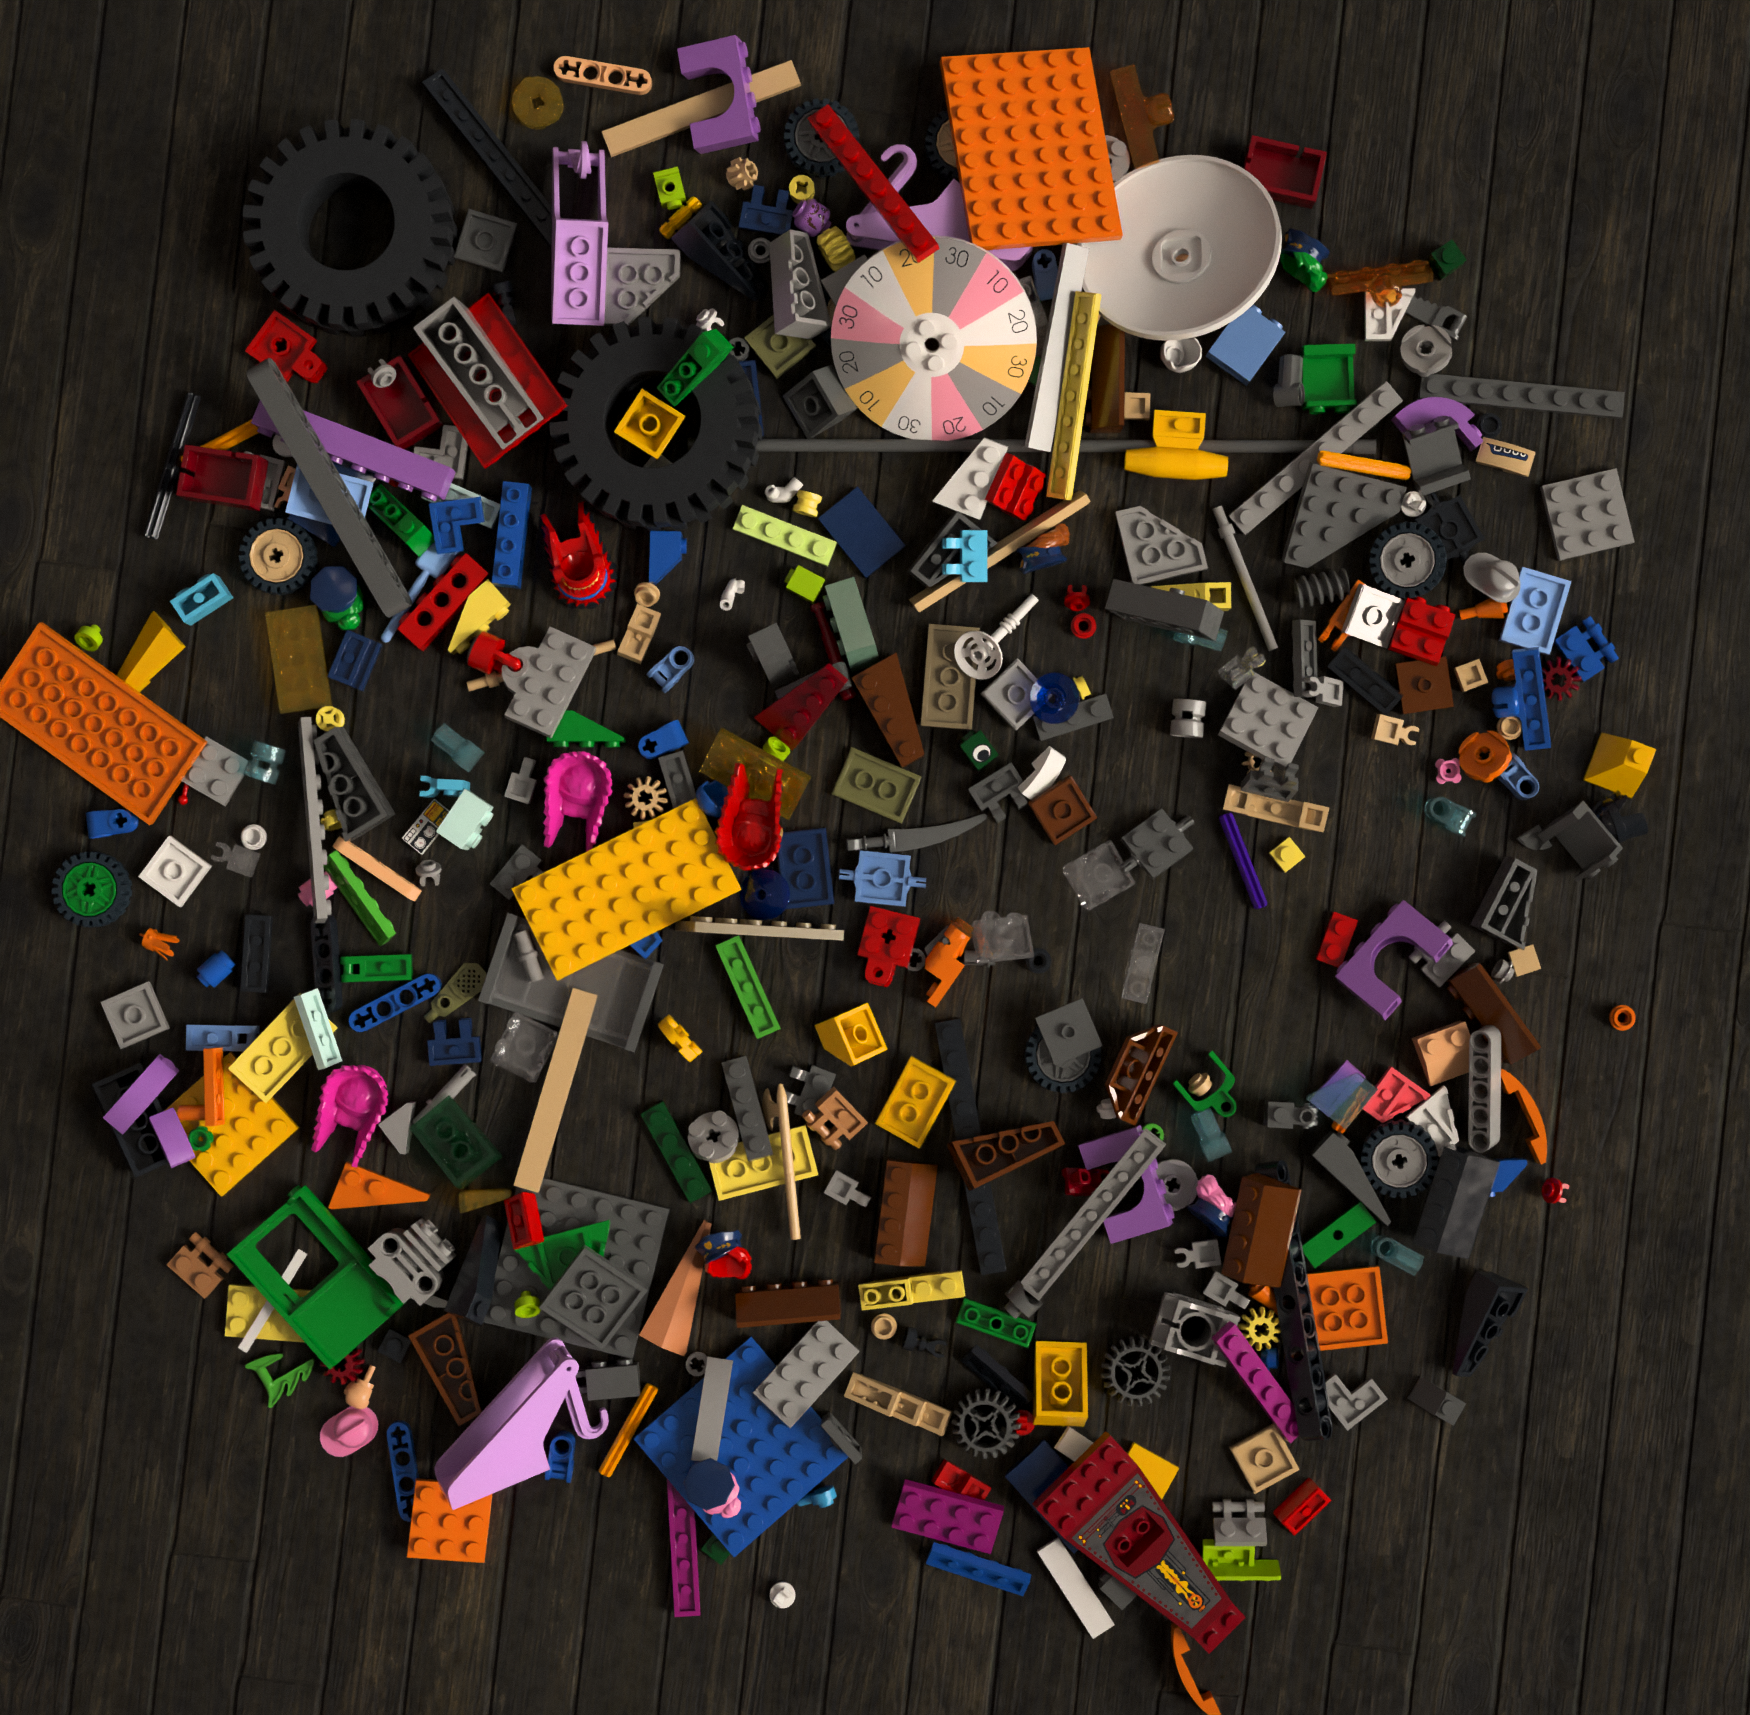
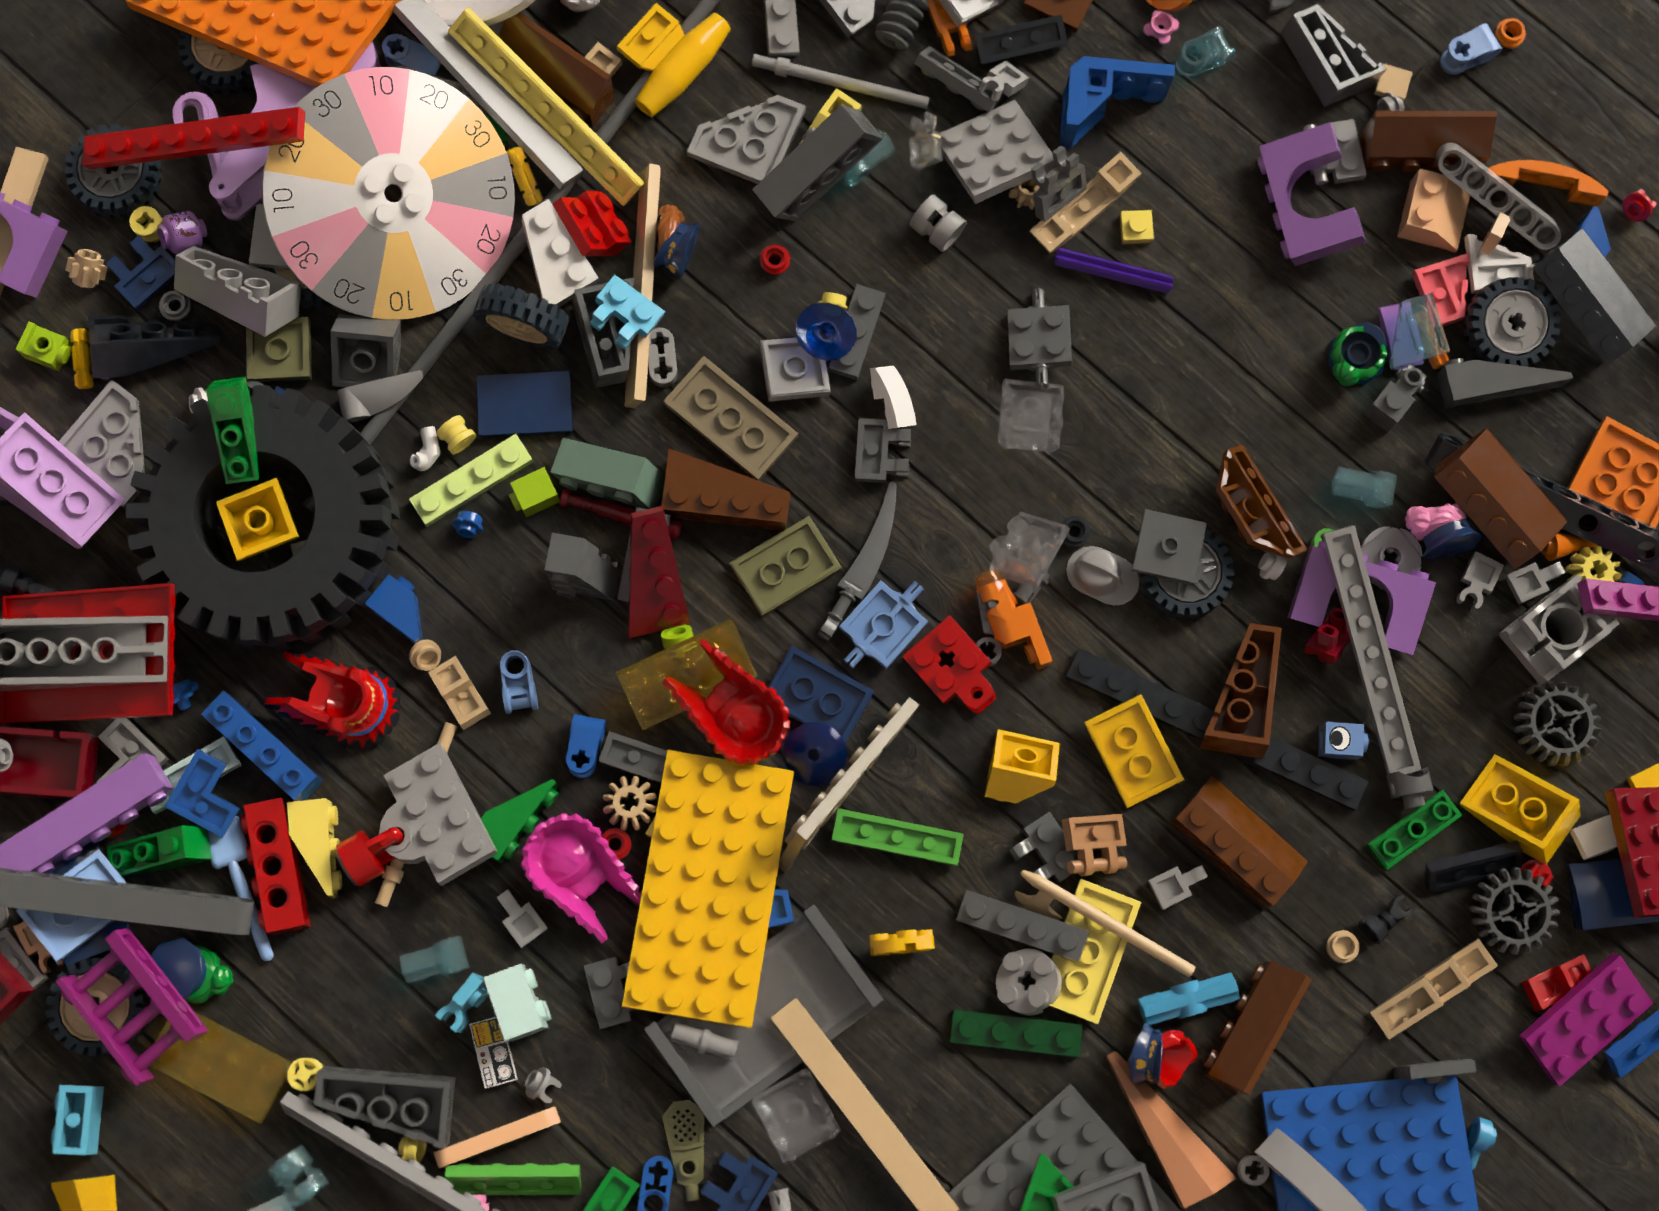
camera: 65 degrees left, 10 degrees down
(316, 580) = (164, 1000): none -> magenta fence
(355, 660) = (265, 1003): dark blue plate -> none
(511, 457) = (182, 692): none -> blue plant
(621, 808) = (616, 833): none -> red plate
(711, 798) = (680, 735): blue hair -> none
(727, 598) = (488, 576): white arm -> none
(752, 556) = (468, 524): none -> blue plate
(777, 1248) = (1188, 999): none -> dark azure piece
(793, 431) = (372, 397): none -> light grey piece
(805, 1372) = (1339, 1061): light grey plate -> none
(835, 248) = (229, 230): light yellow gear -> none
(911, 1289) = (1324, 890): light yellow slope -> none
(914, 489) = (521, 316): none -> black wheel
(963, 605) = (669, 358): none -> light grey beam
(978, 749) = (823, 441): dark green brick -> none
(985, 648) = (728, 361): white dish -> none
(1017, 415) = (524, 176): none -> yellow axle
(1021, 1235) = (1342, 741): none -> medium blue brick
(1022, 999) = (1102, 575): none -> light grey piece
(1062, 810) = (941, 403): reddish brown plate -> none
(1077, 600) = (745, 247): red plate -> none
(1142, 963) = (1148, 430): clear slope -> none
(1199, 1084) = (1307, 461): tan plate -> none
(1216, 1099) = (1333, 450): green piece -> none
(1300, 1068) = (1358, 354): none -> piece
(1336, 939) = (1252, 238): red plate -> none
(1345, 760) = (1096, 80): none -> blue bracket
(1350, 1224) = (1547, 417): green tile -> none
(1390, 730) = (1086, 46): tan plate -> none
(1398, 1255) = (1604, 392): clear light blue piece -> none
(1454, 1105) = (1494, 234): none -> tan tile
(1591, 999) = (1470, 50): none -> medium blue piece

